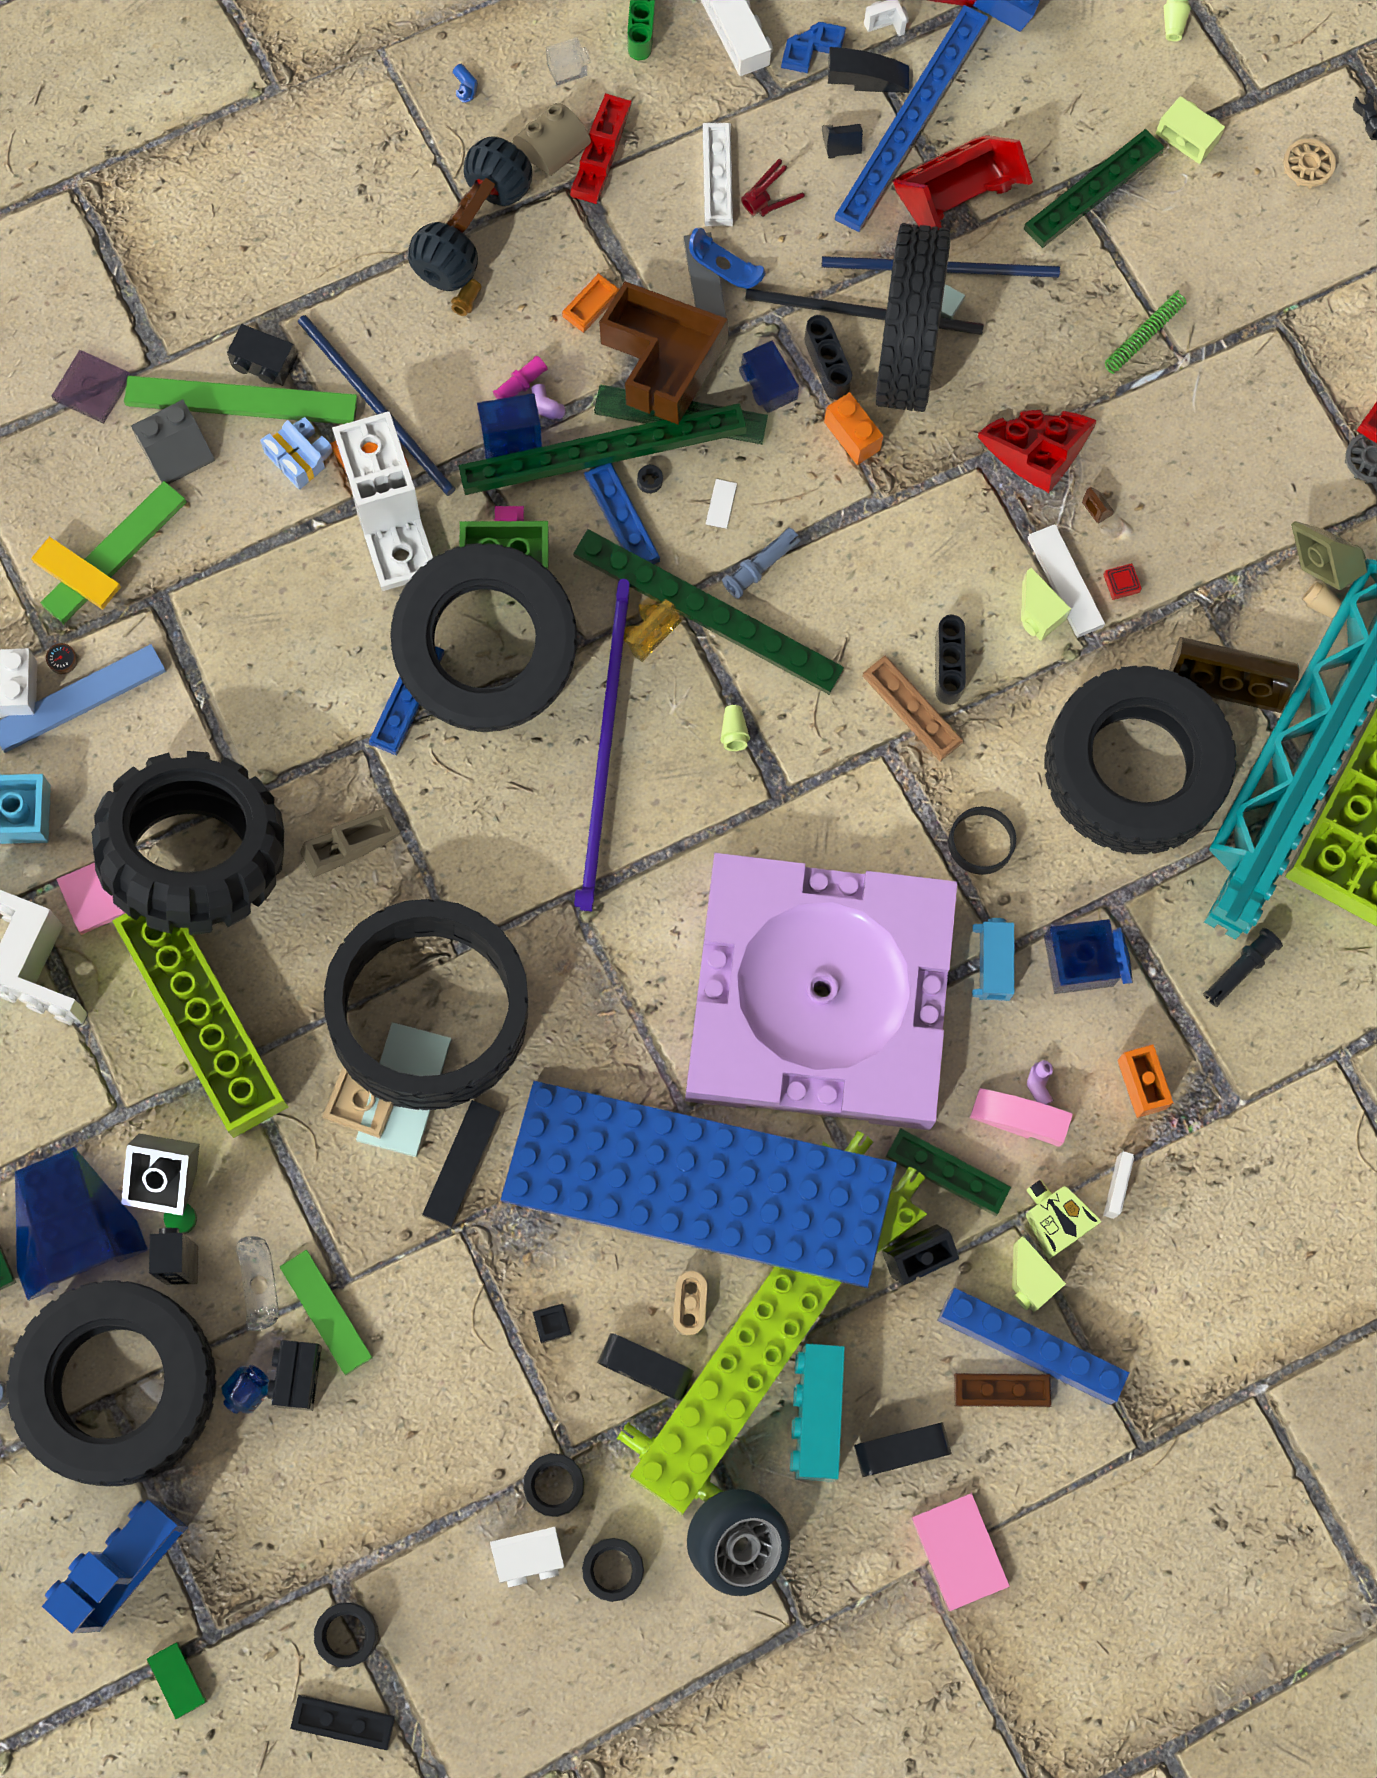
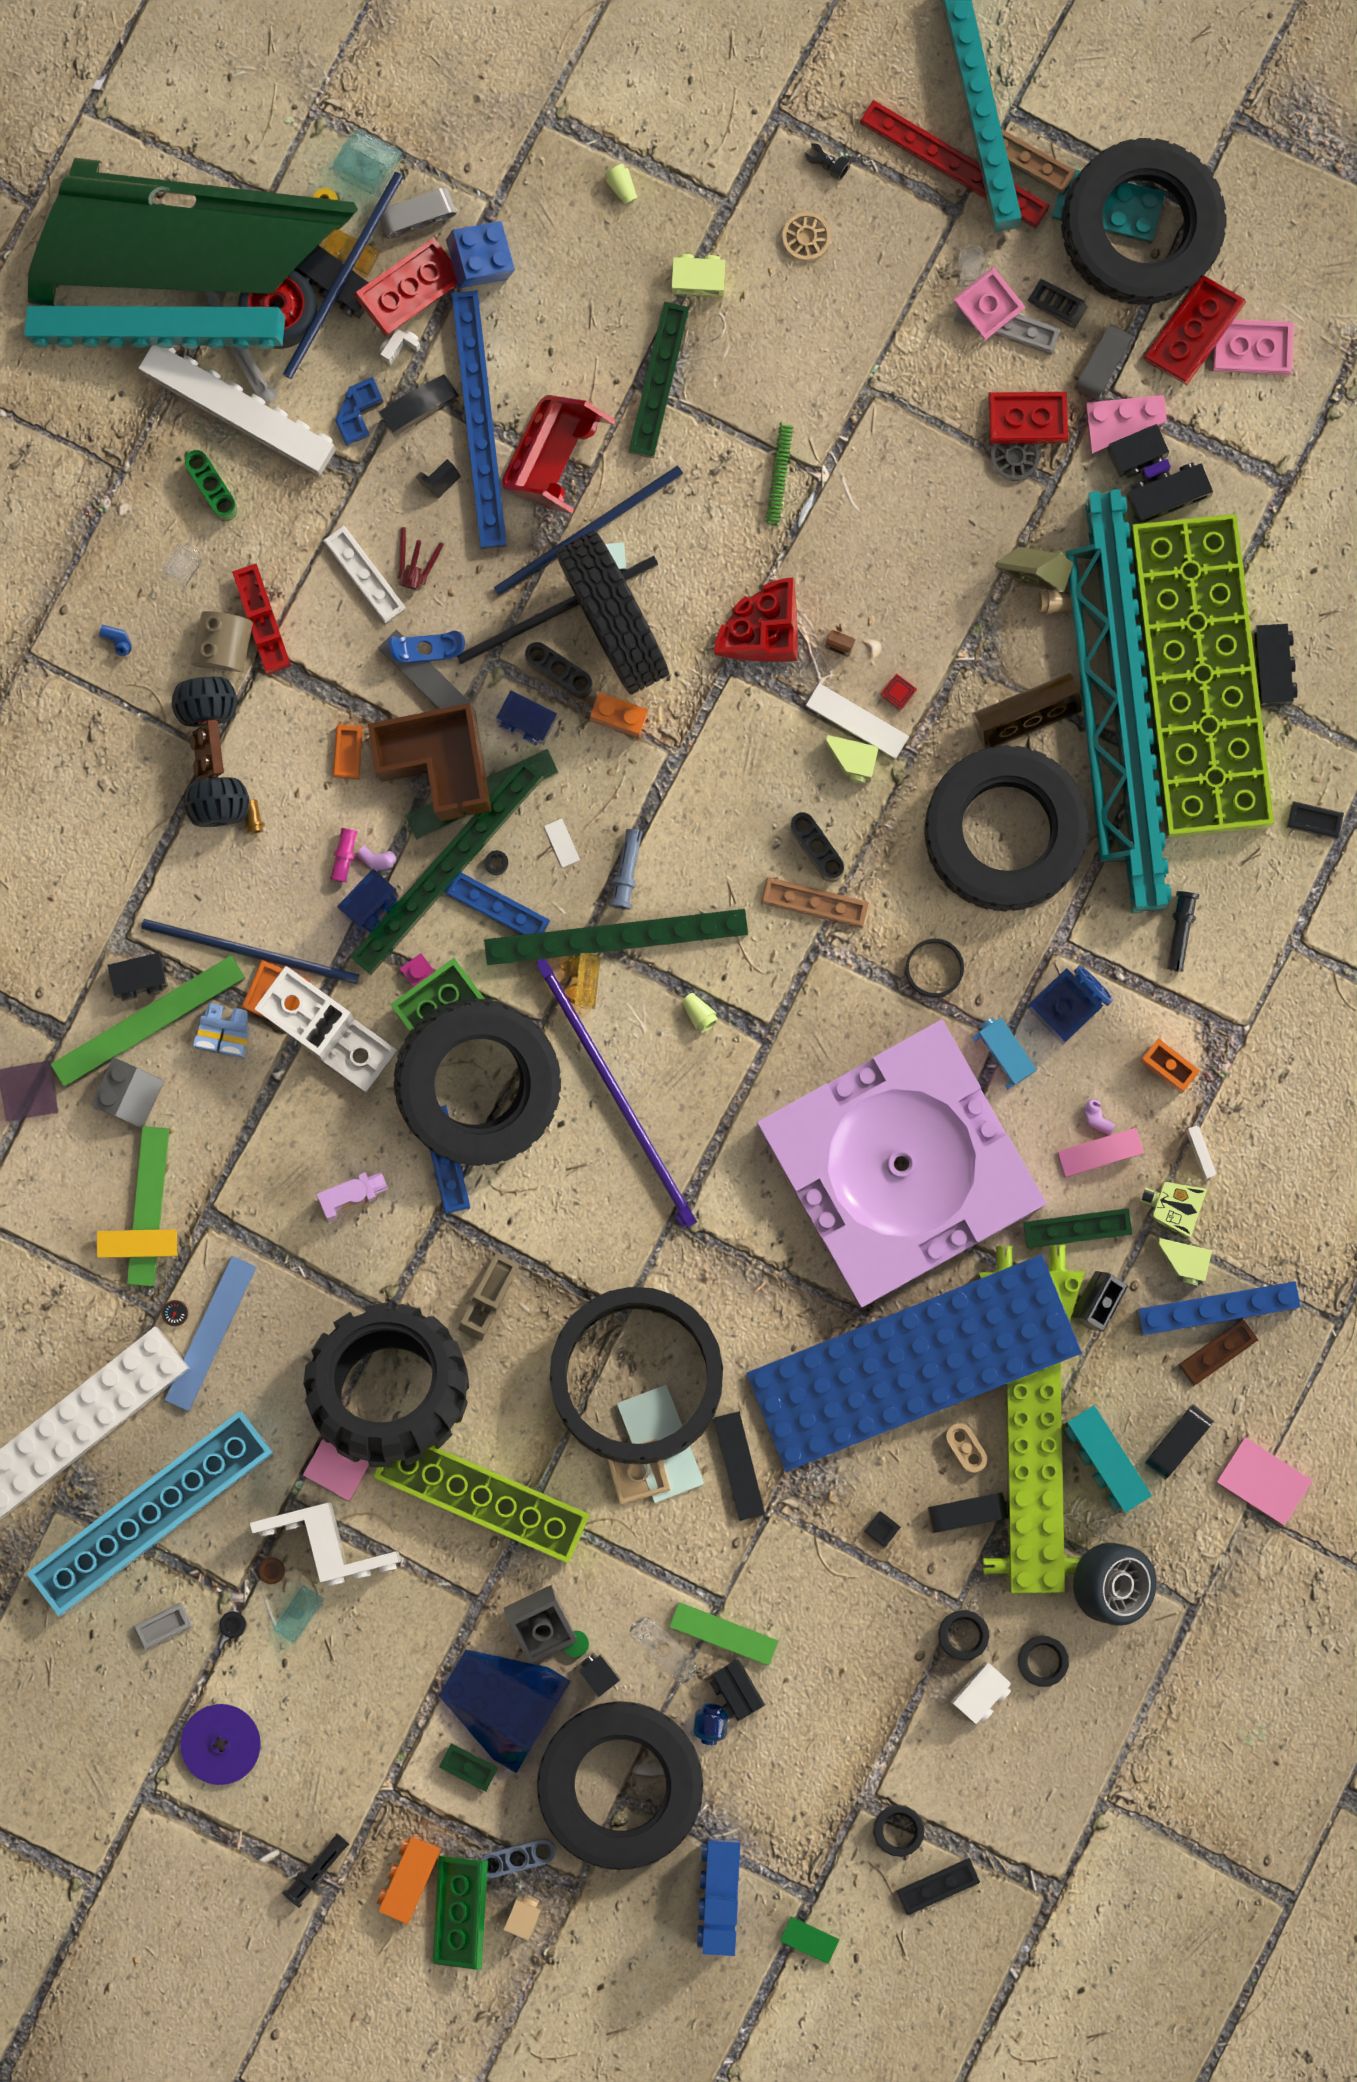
camera: 30 degrees left, 10 degrees up
(295, 660) = (350, 1193): none -> lavender hips

